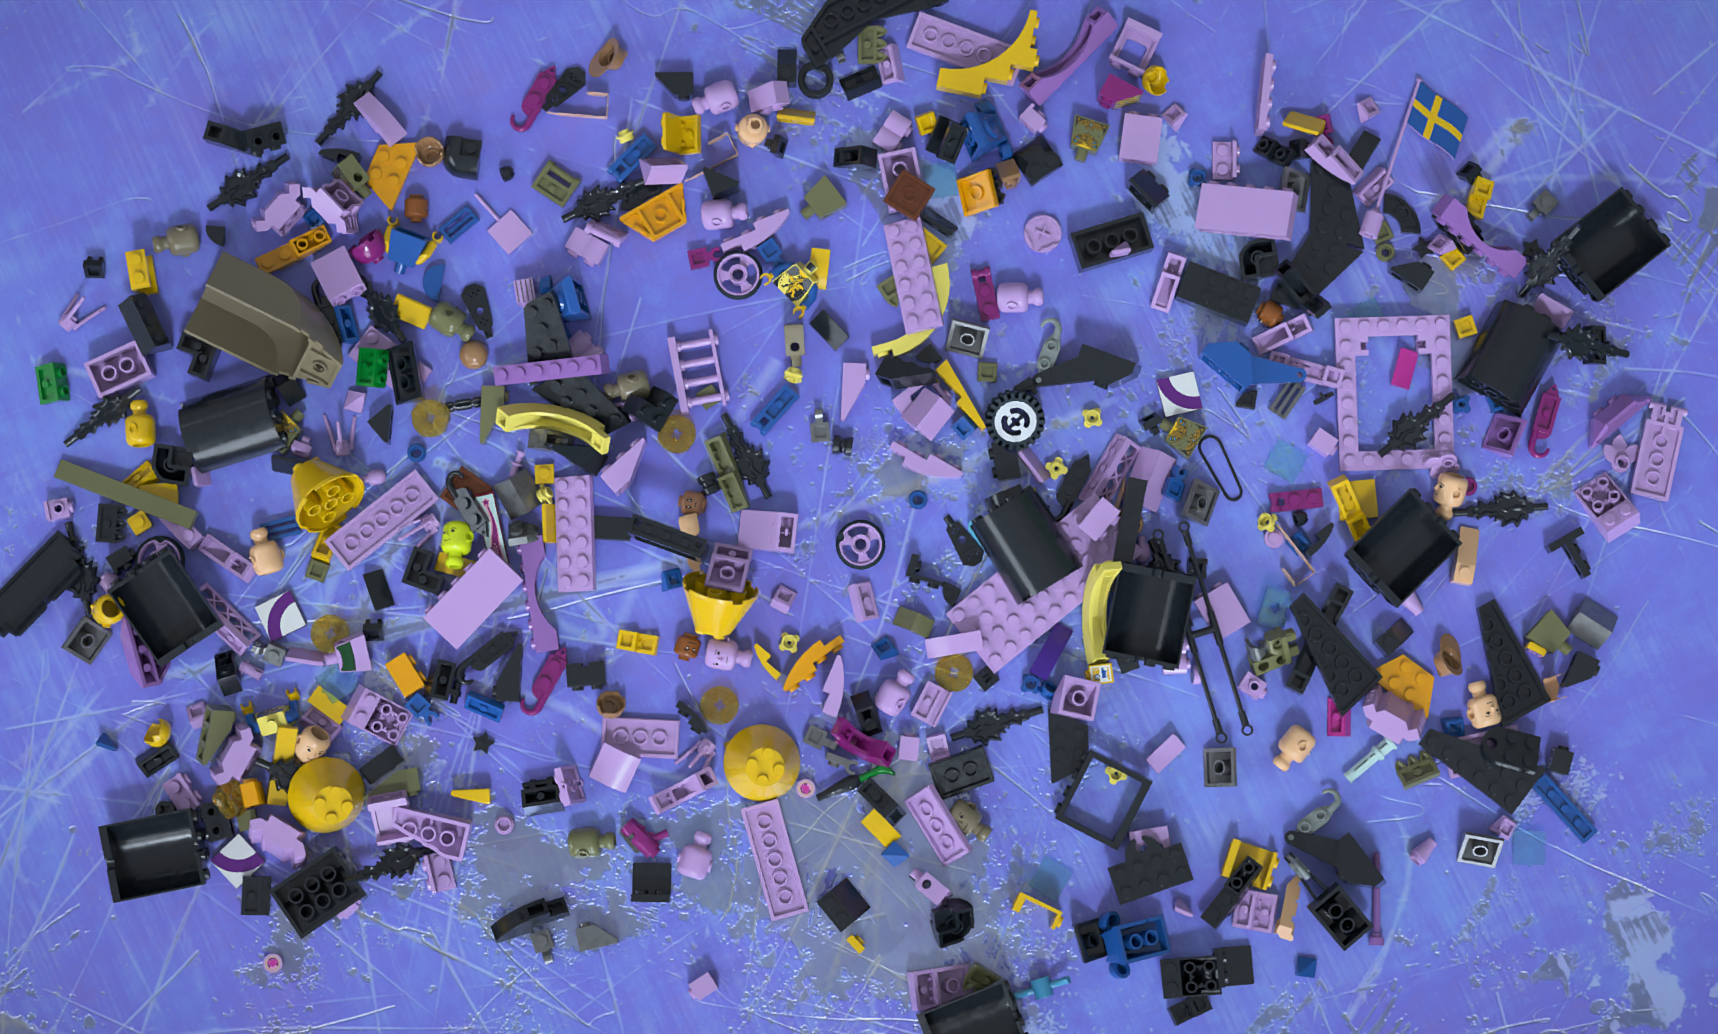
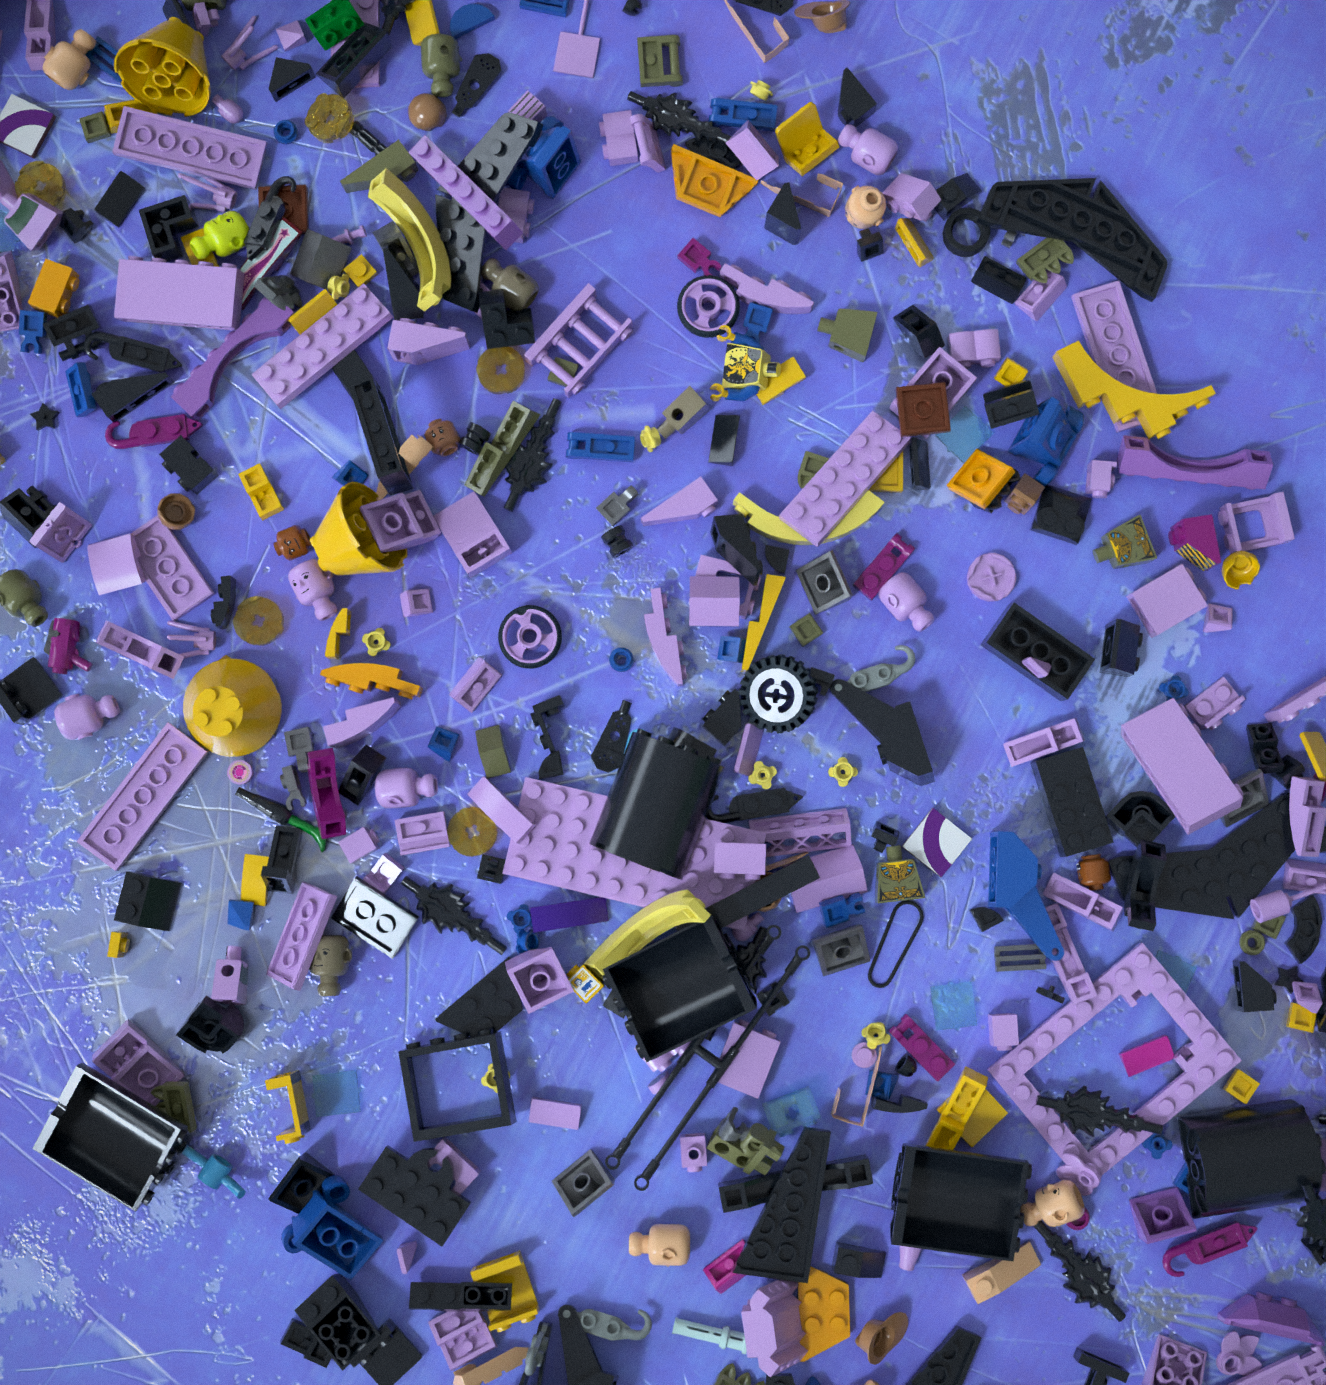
camera: 55 degrees right, 0 degrees up
(722, 214) = (757, 242): lavender piece -> none

